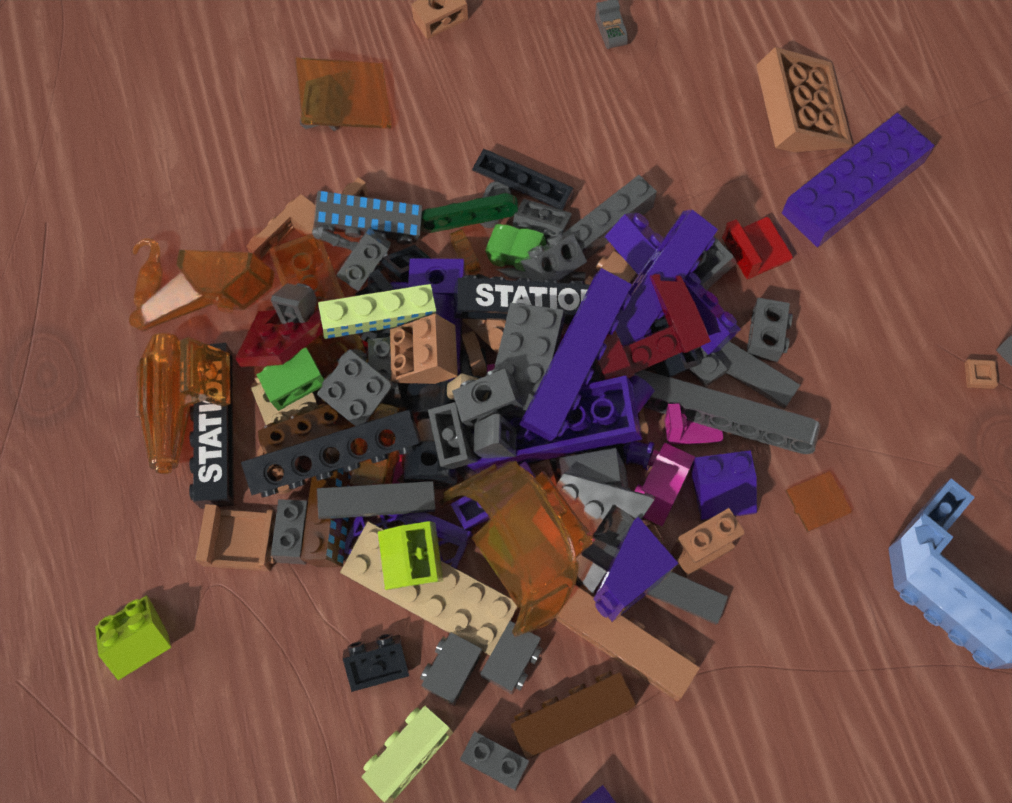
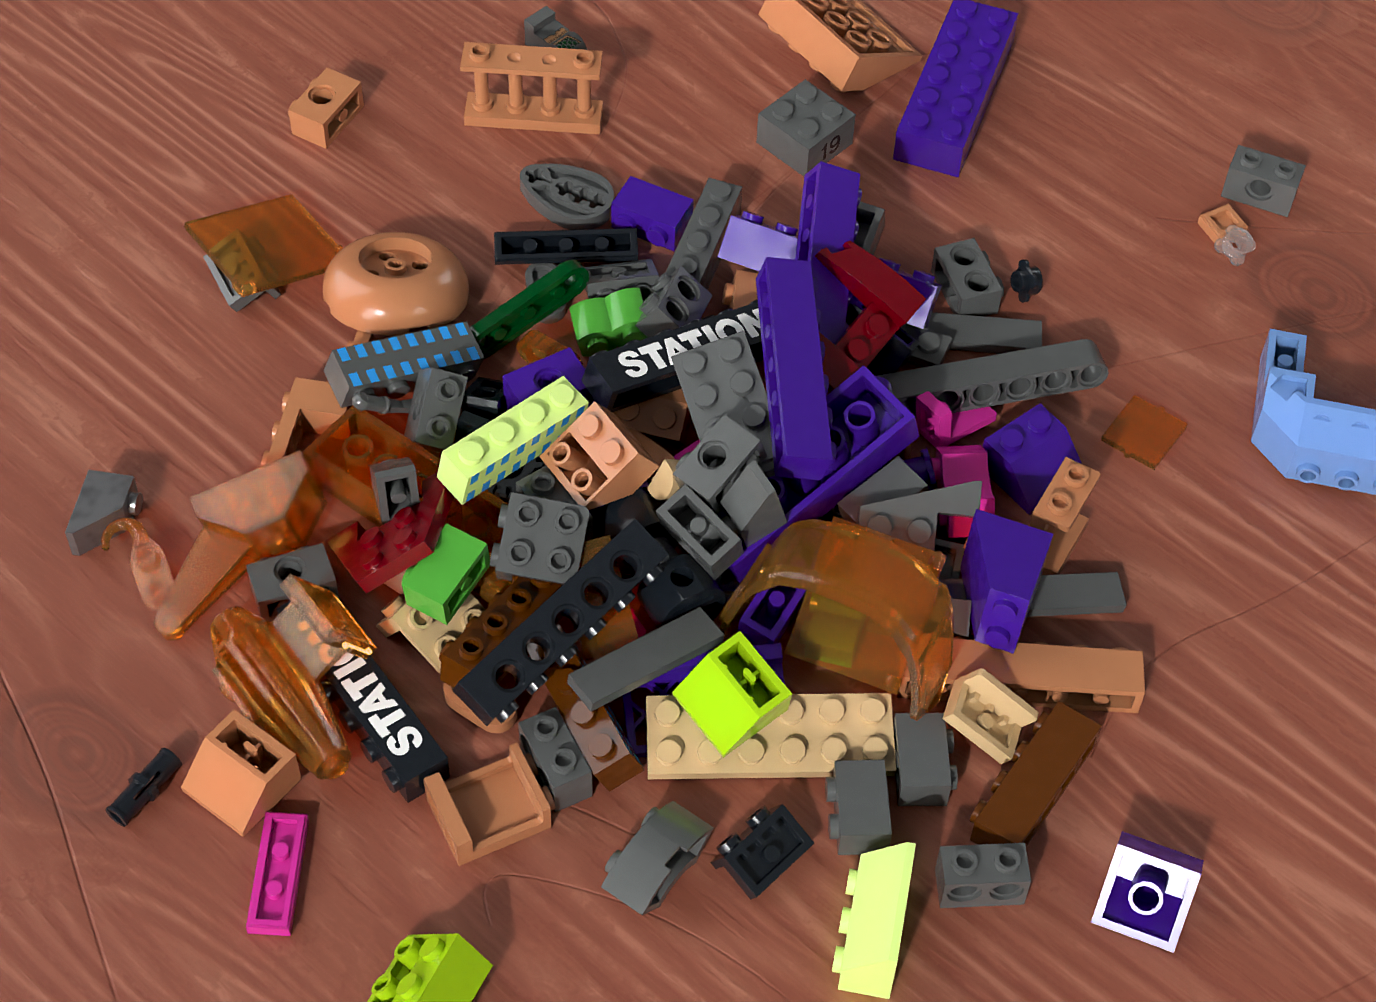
camera: 35 degrees left, 15 degrees down
(47, 425) = (127, 806): none -> black pin
(101, 514) = (277, 874): none -> dark pink tile
(114, 441) = (240, 773): none -> nougat slope
(146, 222) = (100, 502): none -> flat silver slope
(208, 320) = (269, 572): none -> dark grey brick
(307, 632) = (656, 857): none -> dark grey brick
(400, 158) = (395, 284): none -> nougat brick
(541, 150) = (548, 192): none -> dark grey piece
(560, 67) = (532, 112): none -> nougat fence
(568, 654) = (988, 713): none -> tan bracket
(591, 179) = (654, 211): none -> dark purple brick
(732, 165) = (805, 127): none -> dark grey brick
(756, 246) = (903, 200): red bracket -> none
(809, 349) = (1026, 280): none -> black plate
(986, 395) = (1241, 238): none -> clear plate

